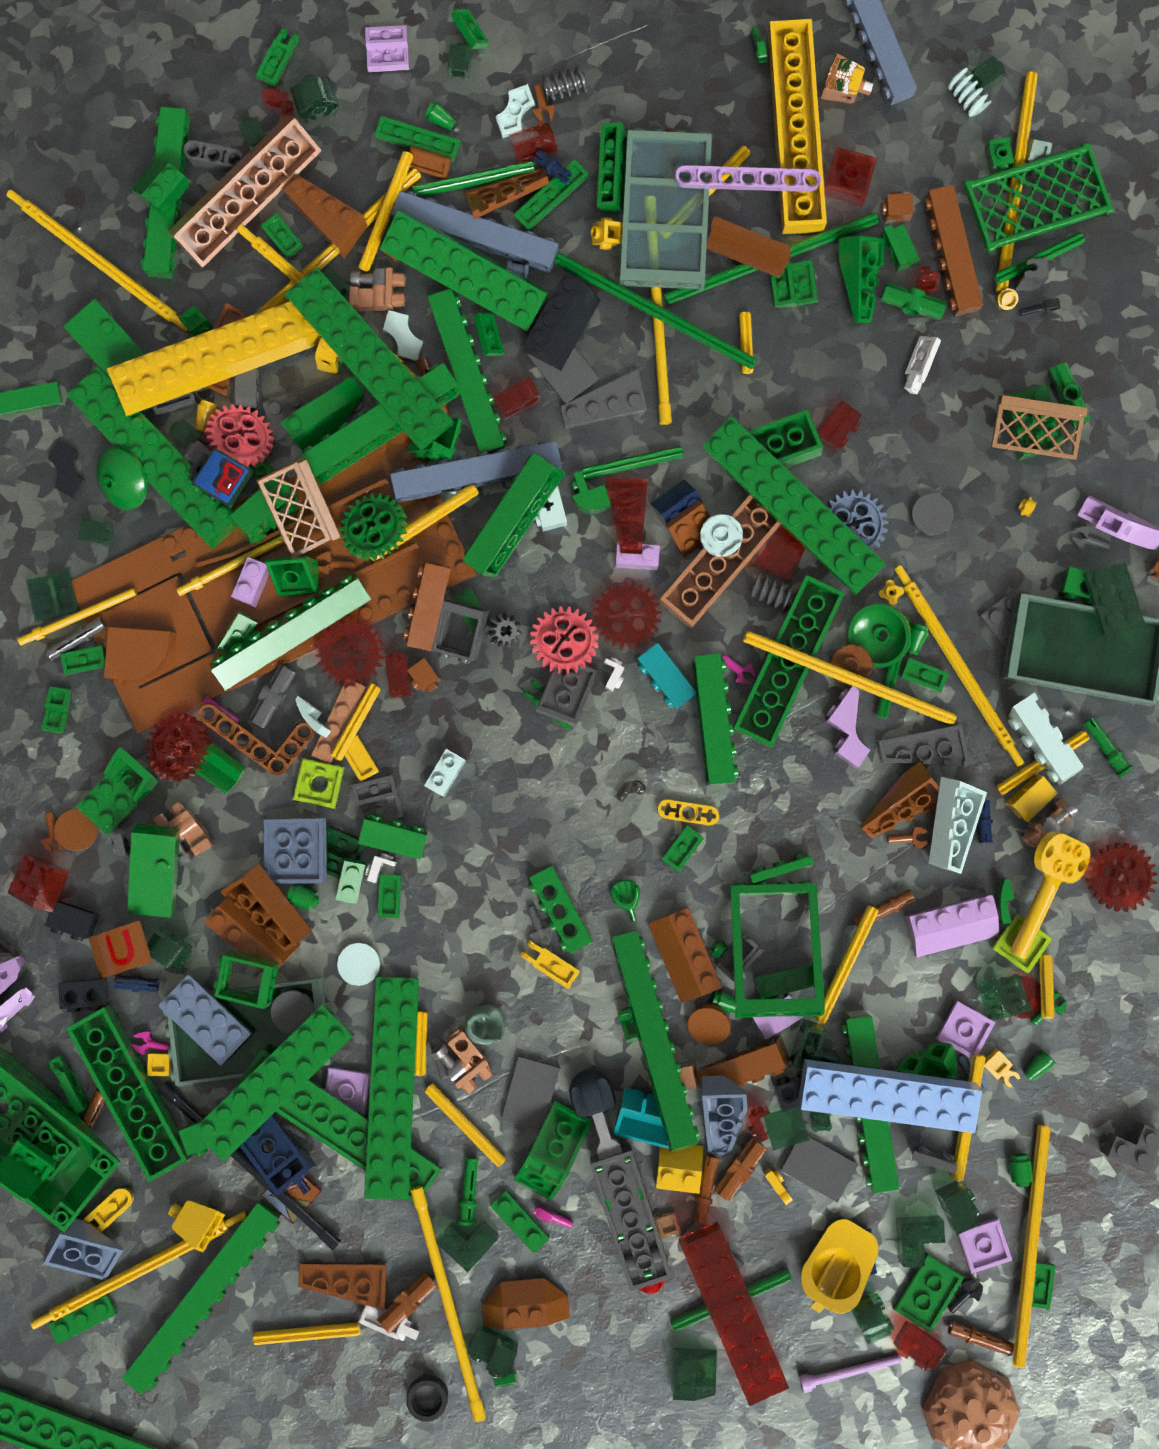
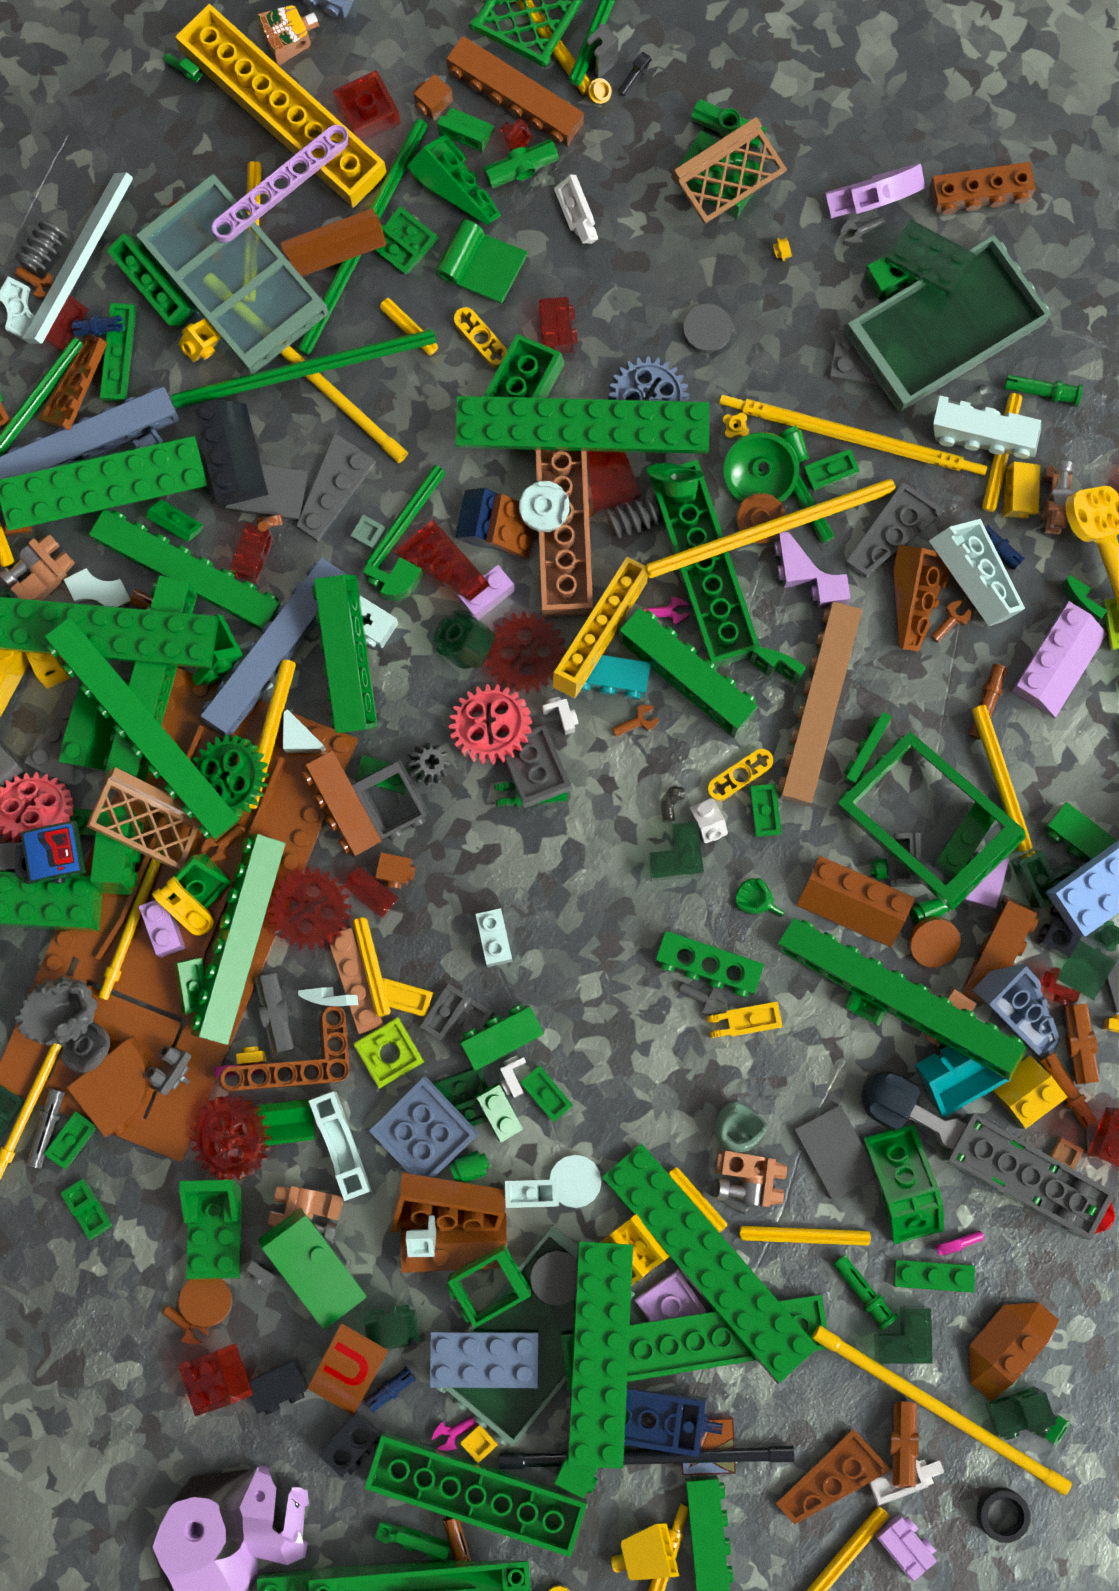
camera: 40 degrees left, 5 degrees down
(141, 612) = (87, 1050): none -> dark grey tile
(142, 575) = (57, 1011): none -> dark grey hair
(177, 675) = (171, 1072): none -> dark grey hips
(232, 915) = (422, 1241): none -> light aqua panel
(235, 709) = (251, 1055): none -> yellow plate
(243, 803) = (341, 1145): none -> light aqua arch
(274, 583) = (184, 908): none -> yellow plate
(324, 947) = (531, 1193): none -> light aqua slope
(344, 449) = (142, 729): none -> green brick
(351, 1362) = (905, 1547): none -> lavender brick
(361, 1043) = (646, 1249): none -> yellow slope
(438, 540) = (298, 738): none -> light aqua slope
(542, 387) = (266, 522): none -> dark orange bar
(580, 112) = (77, 258): none -> light aqua tile
(595, 572) = (463, 639): none -> clear green brick
(600, 450) = (368, 532): none -> sand green plate
(604, 832) = (683, 860): none -> clear green brick
(642, 822) = (709, 820): none -> white bracket
(657, 721) = (638, 721): none -> dark orange bar
(684, 643) = (600, 628): none -> yellow brick
(771, 759) = (771, 660): none -> green slope
(779, 375) = (464, 329): none -> yellow beam
(779, 814) = (820, 705): none -> medium nougat brick
(818, 594) = (676, 480): none -> green piece
(829, 342) = (480, 262): none -> green door

